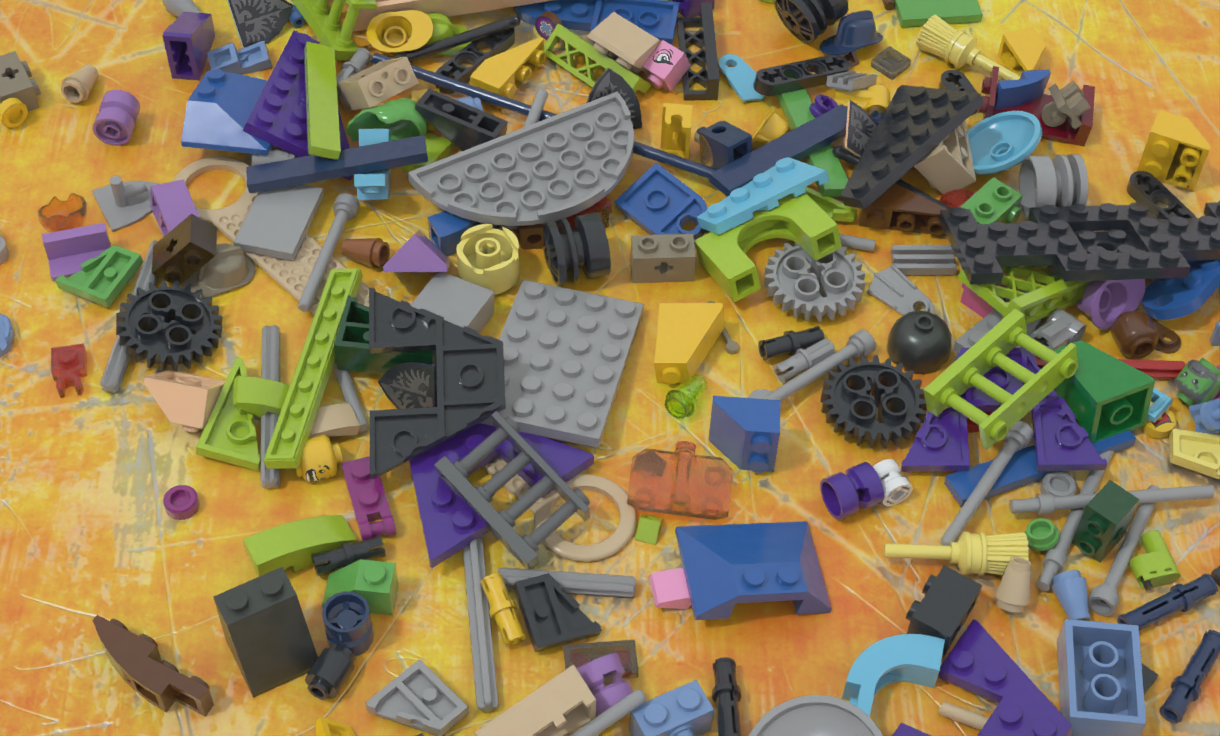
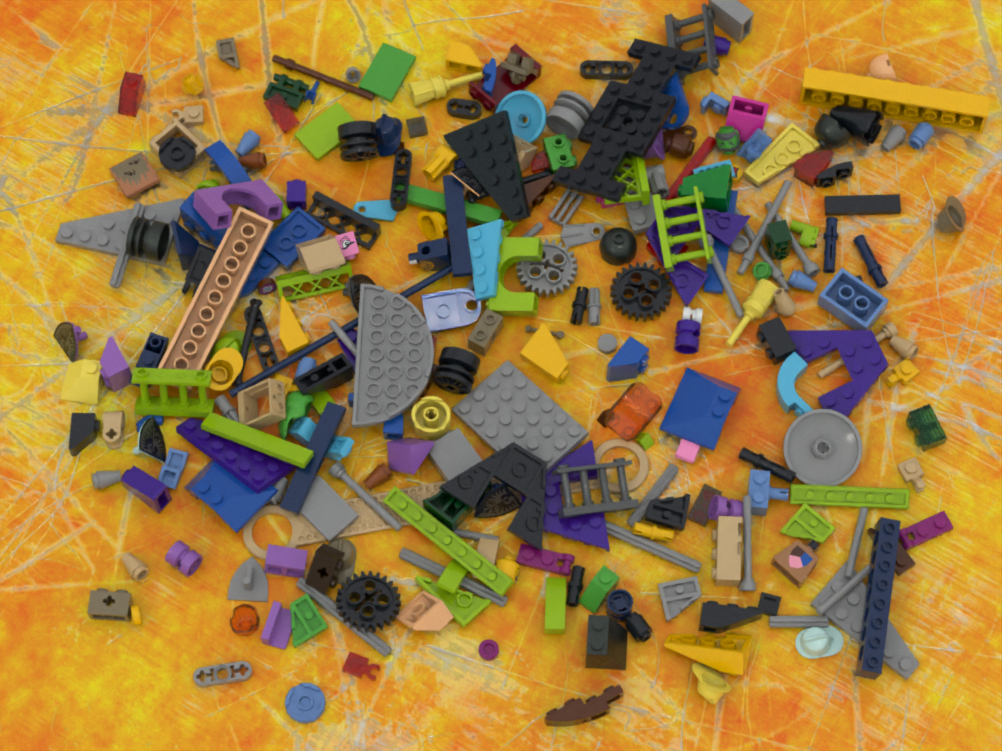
camera: 55 degrees left, 15 degrees up
(676, 129) = (406, 270): yellow hinge -> none
(684, 398) = (581, 377): clear neon green cone -> none
(822, 105) = (434, 185): dark purple bush -> none
(851, 81) = (421, 152): light grey tile -> none
(859, 344) = (601, 275): light grey piece -> none
(1174, 151) = (584, 41): yellow slope -> none

